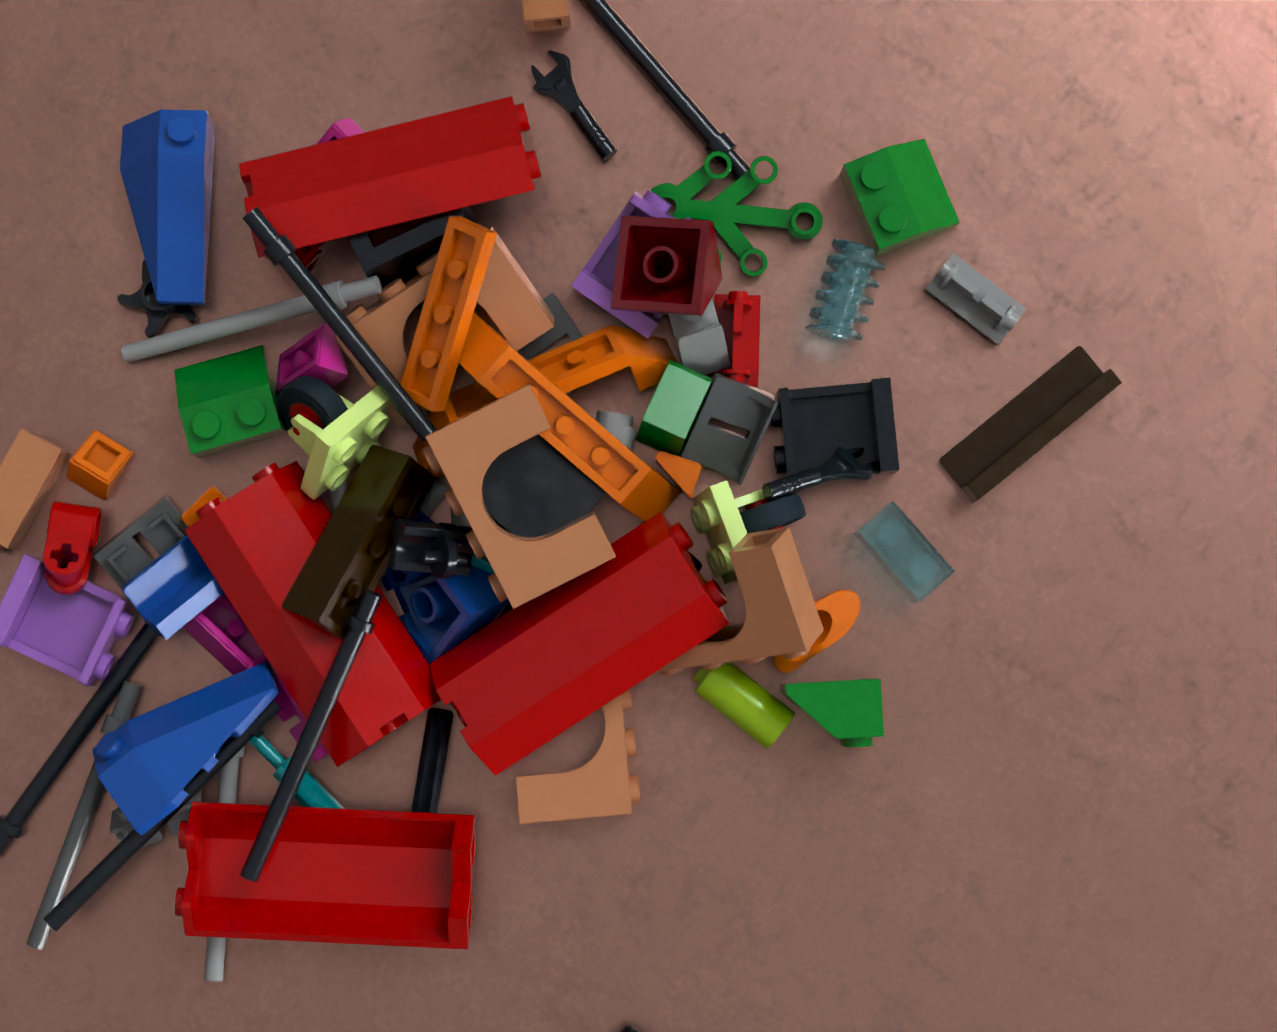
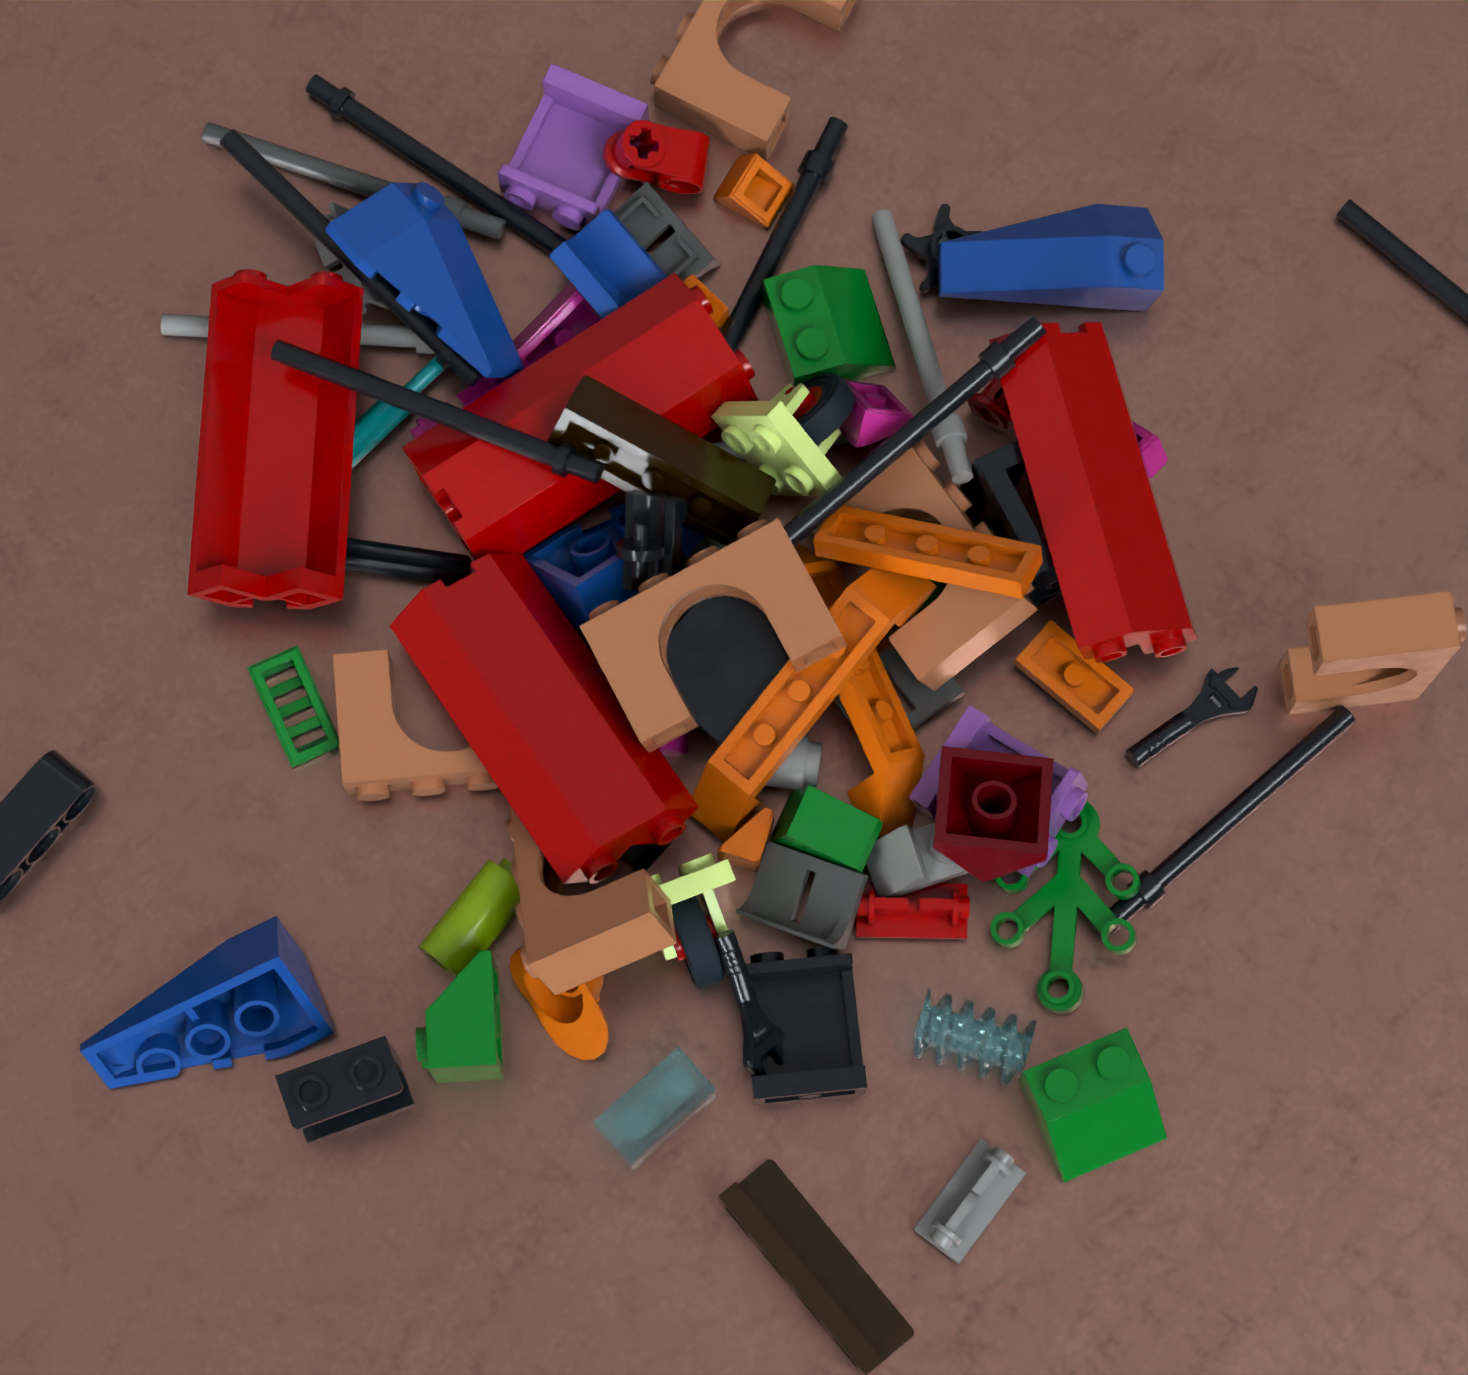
camera: 90 degrees right, 10 degrees down
(83, 411) = (813, 171): none -> black bar
(519, 873) = (273, 665): none -> green slope
(531, 213) = (1079, 684): none -> orange plate
(811, 904) = (230, 1004): none -> blue wedge
(895, 806) = (345, 1090): none -> black panel

